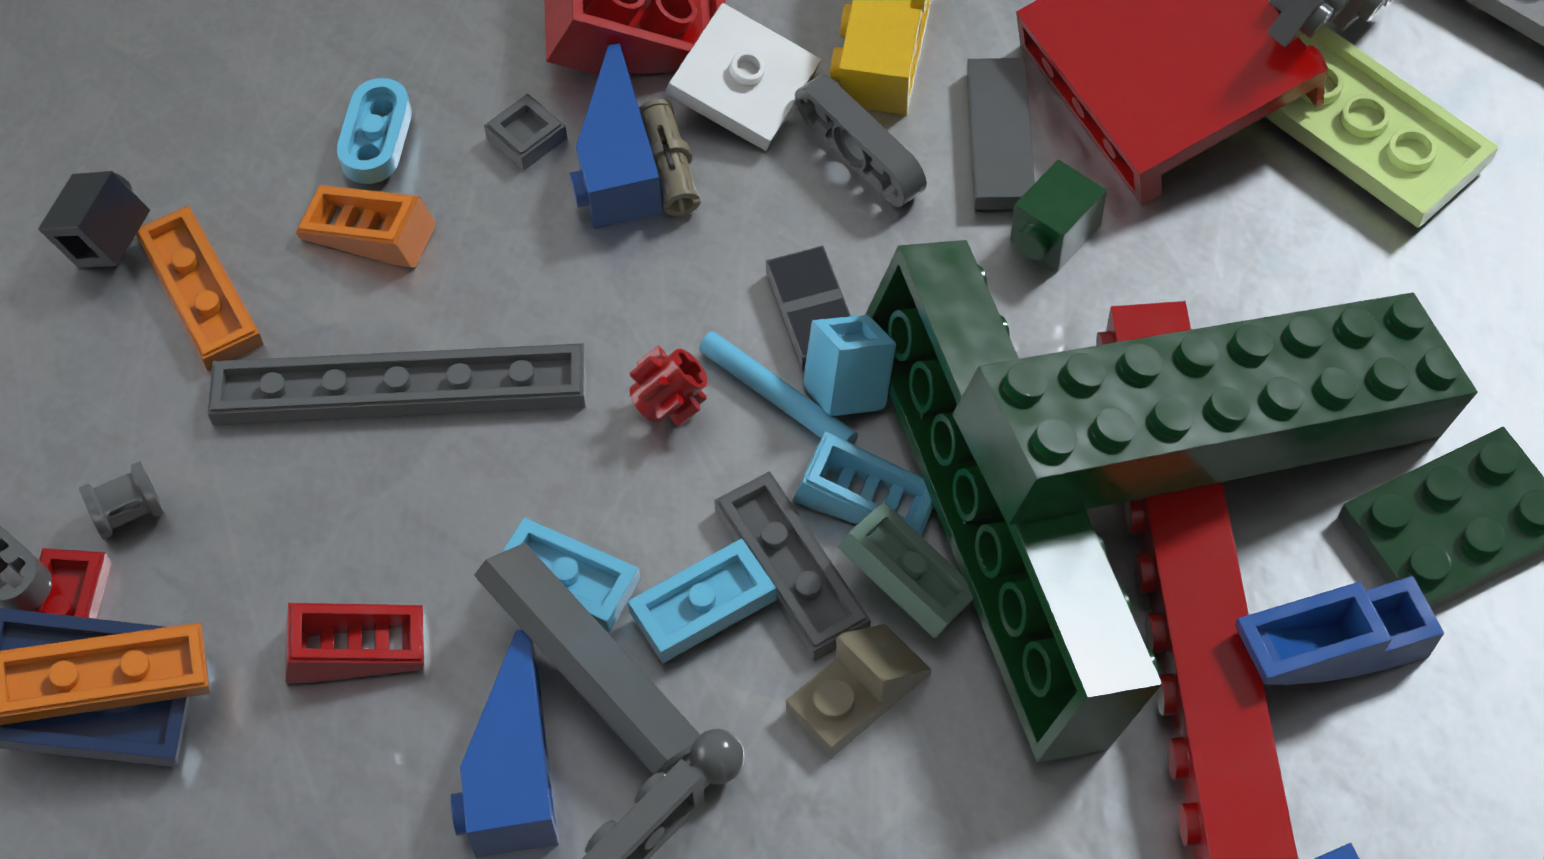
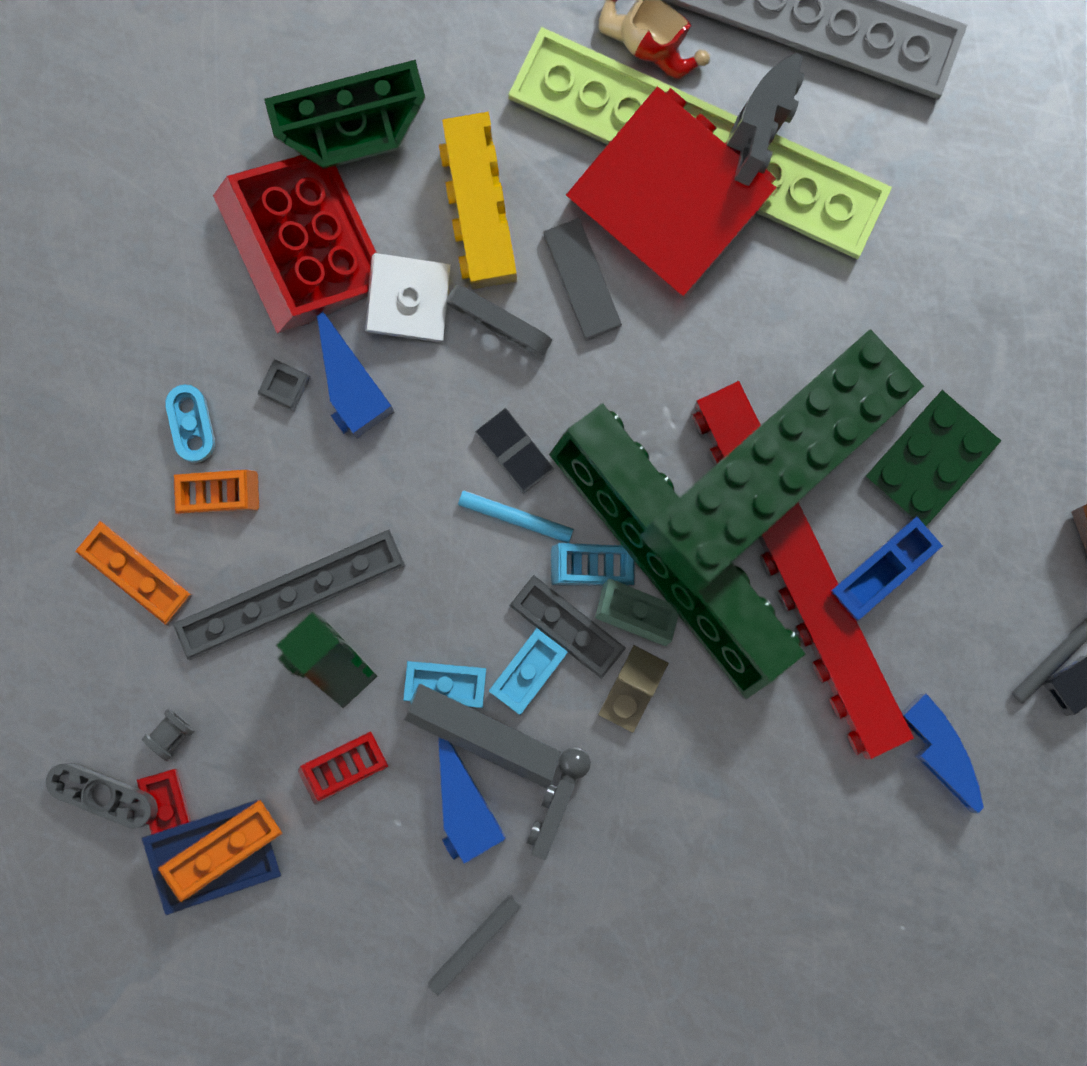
camera: 20 degrees left, 25 degrees up
(94, 219) = (51, 556): black brick -> none
(395, 447) = (325, 659): none -> dark green wedge
(668, 386) = (454, 544): red gear -> none
(676, 185) = (367, 354): dark tan pin -> none
(848, 365) = (554, 490): medium azure panel -> none
(1057, 215) = (640, 336): dark green brick -> none

